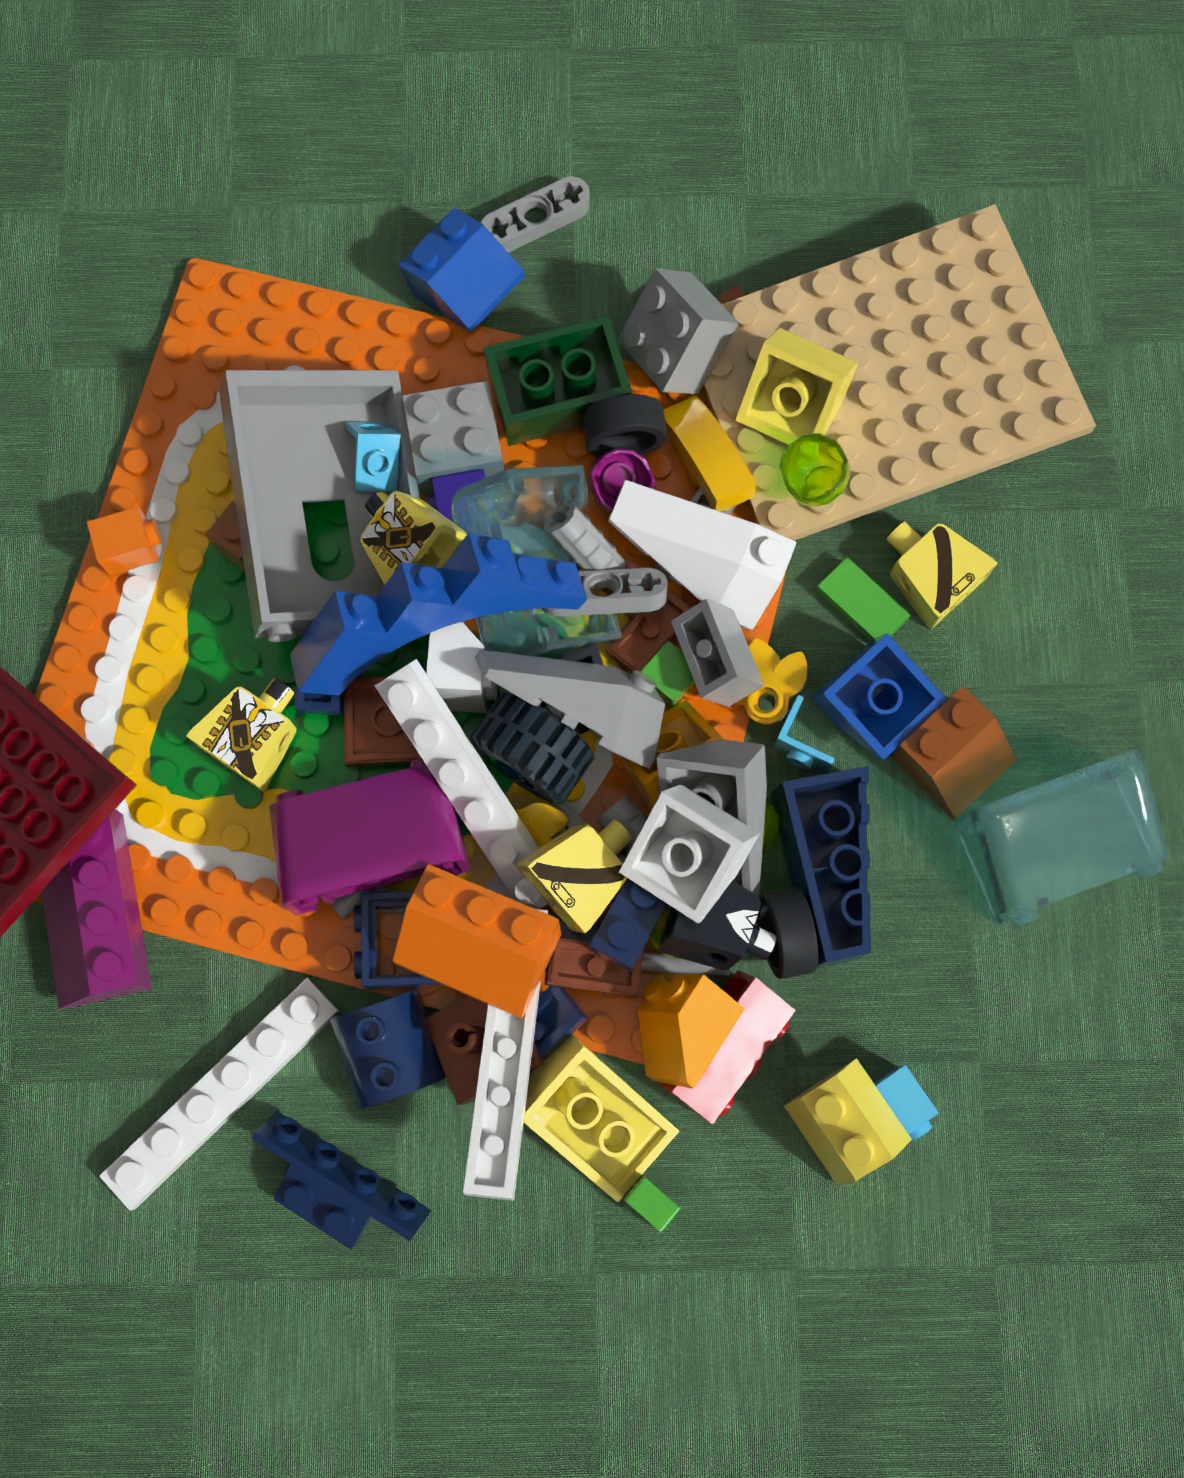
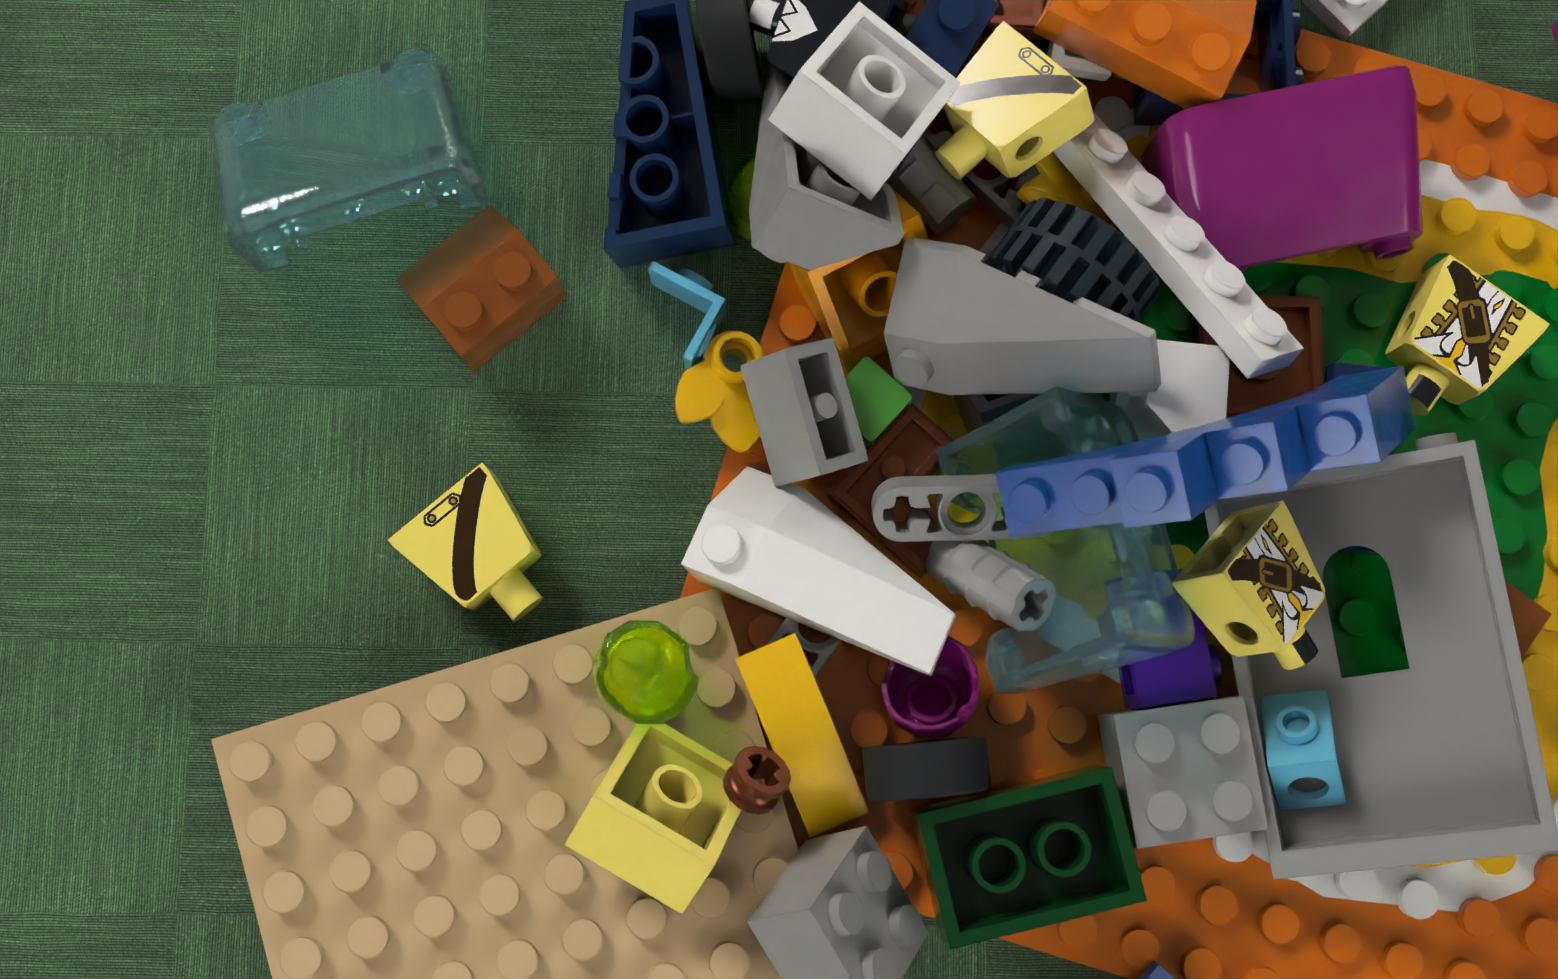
camera: 175 degrees right, 5 degrees up
(722, 410) = (745, 791): none -> copper bush
(862, 601) = (585, 510): bright green tile -> none
(879, 697) = (580, 355): blue slope -> none

